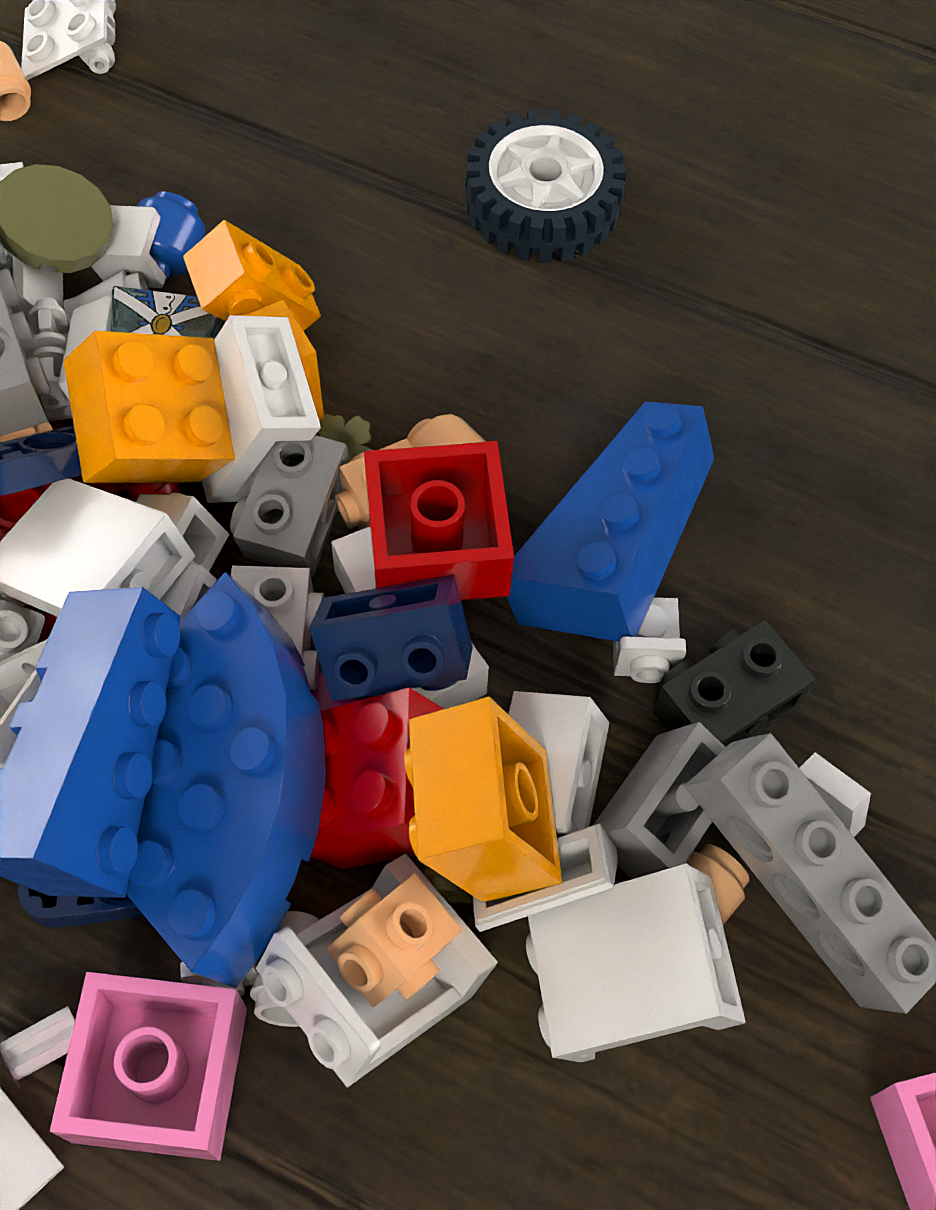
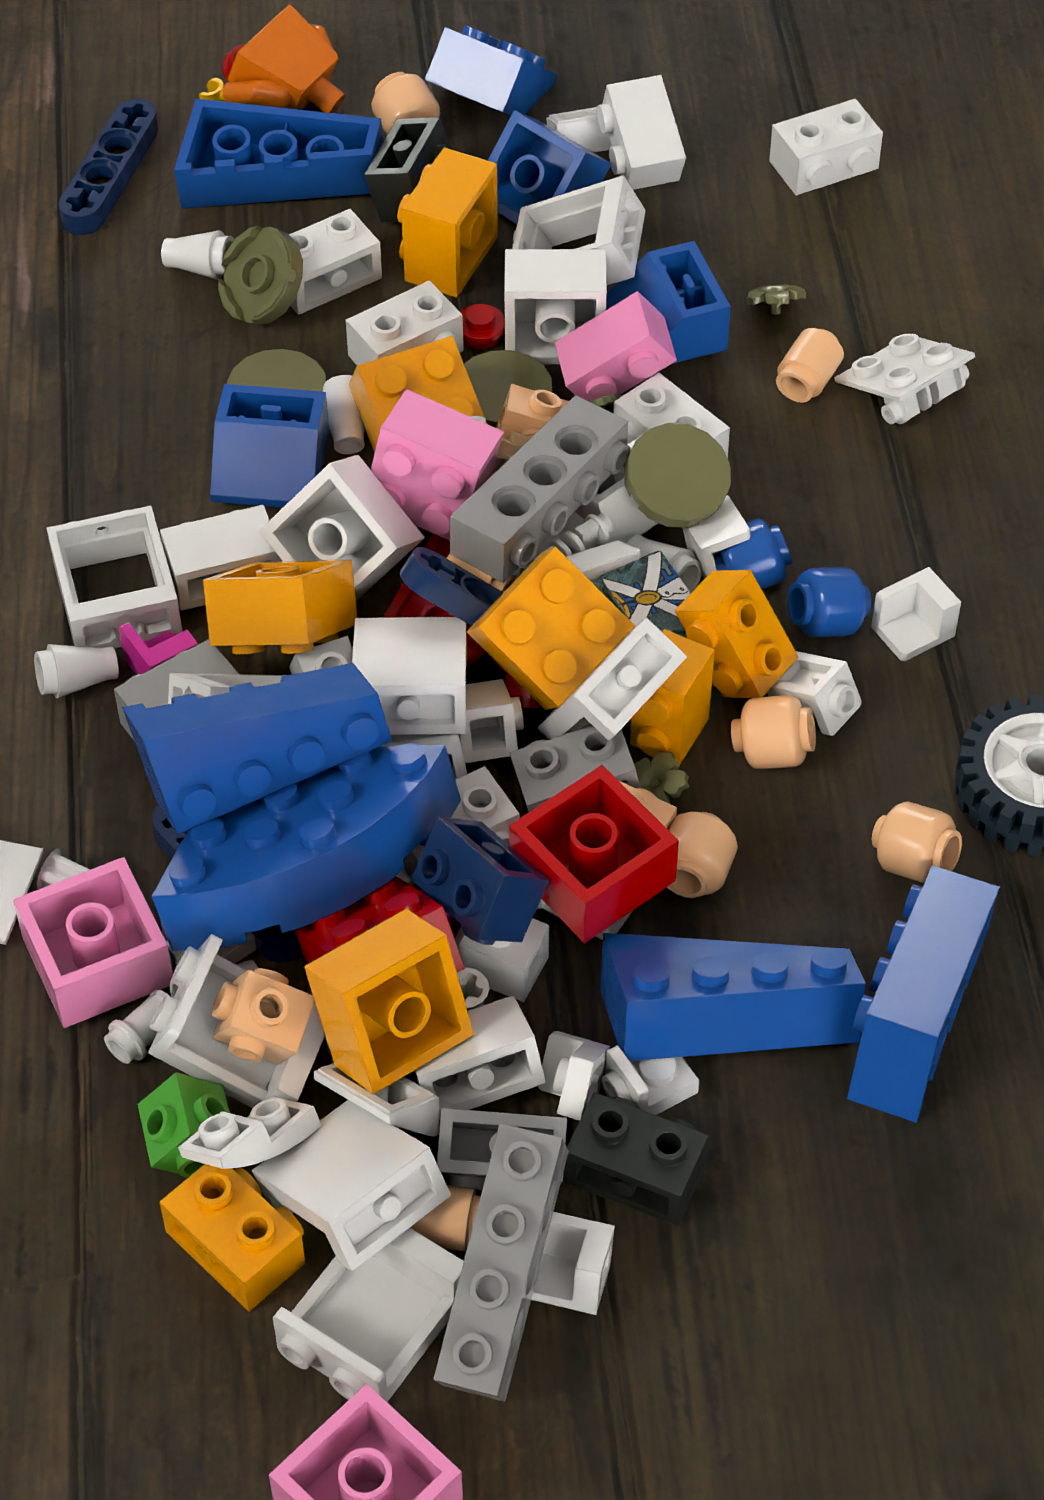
camera: 60 degrees right, 10 degrees down
(262, 207) = (828, 602): none -> blue head
(282, 1073) = (131, 1036): none -> white pin
(322, 165) = (915, 614): none -> white panel
(342, 271) = (824, 687): none -> white bracket
(362, 328) = (774, 732): none -> light nougat head
(452, 1096) = (174, 1115): none -> bright green brick
(531, 1038) = (240, 1141): none -> white slope
(551, 299) = (915, 839): none -> light nougat head
(599, 1114) = (234, 1232): none -> light orange brick
(623, 688) = (573, 1071): none -> white bracket
(696, 358) = (919, 991): none -> wedge
(785, 1050) = (372, 1319): none -> white panel

